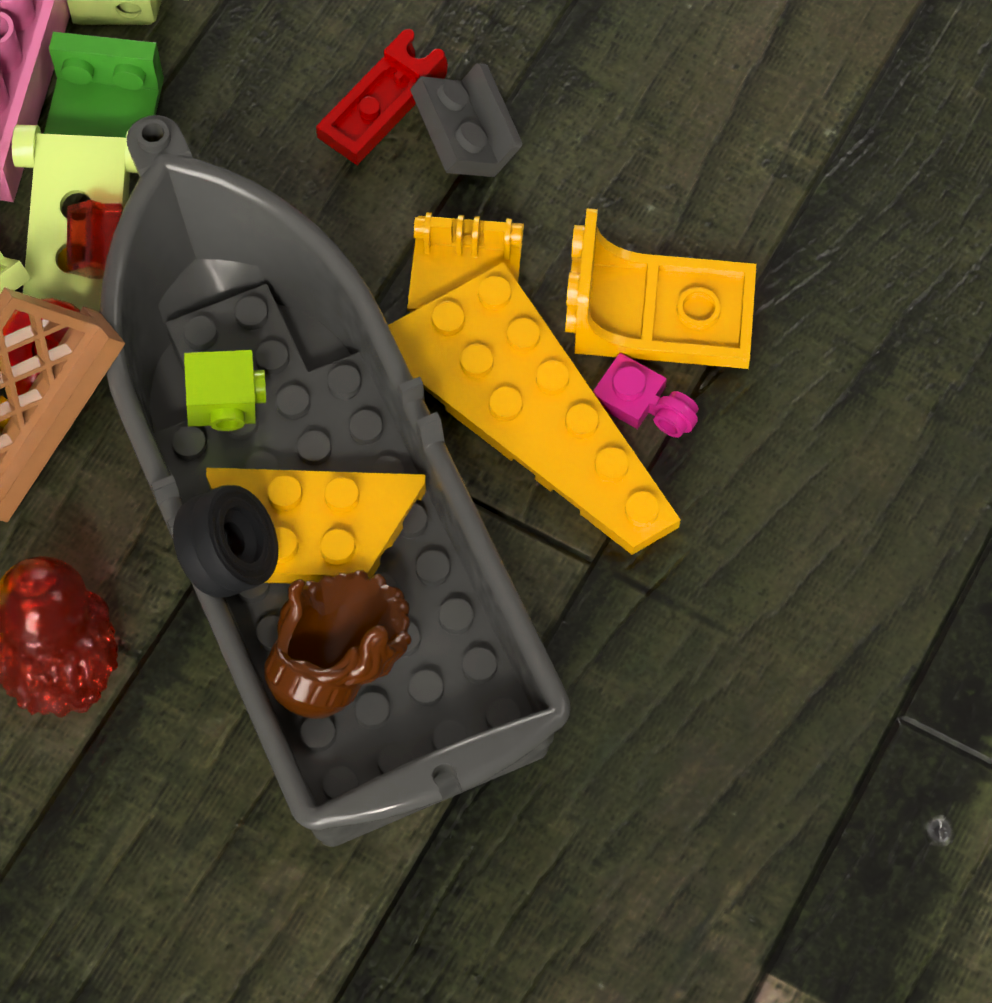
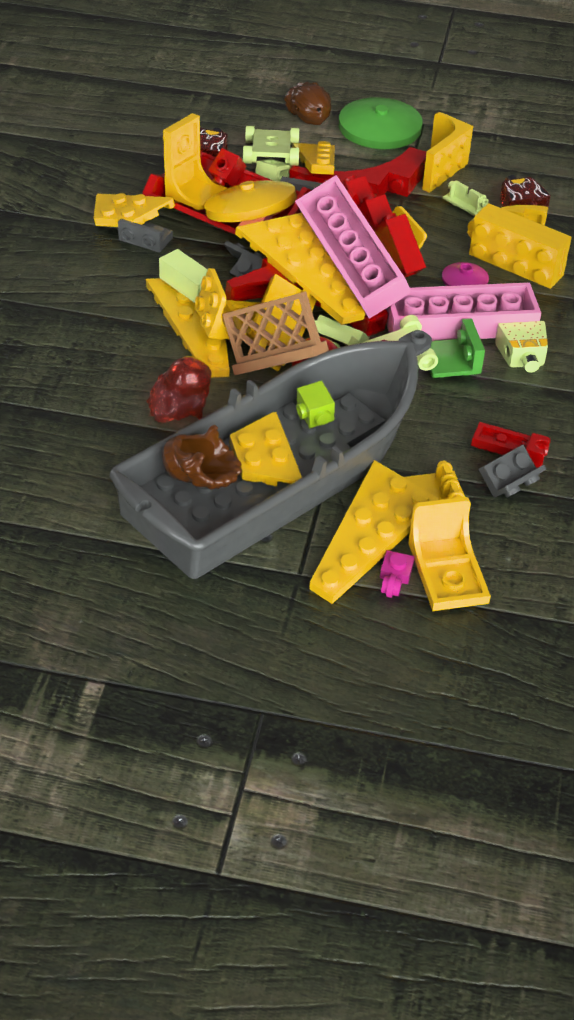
camera: 70 degrees right, 20 degrees down
(225, 541) = (247, 409): black tyre -> none

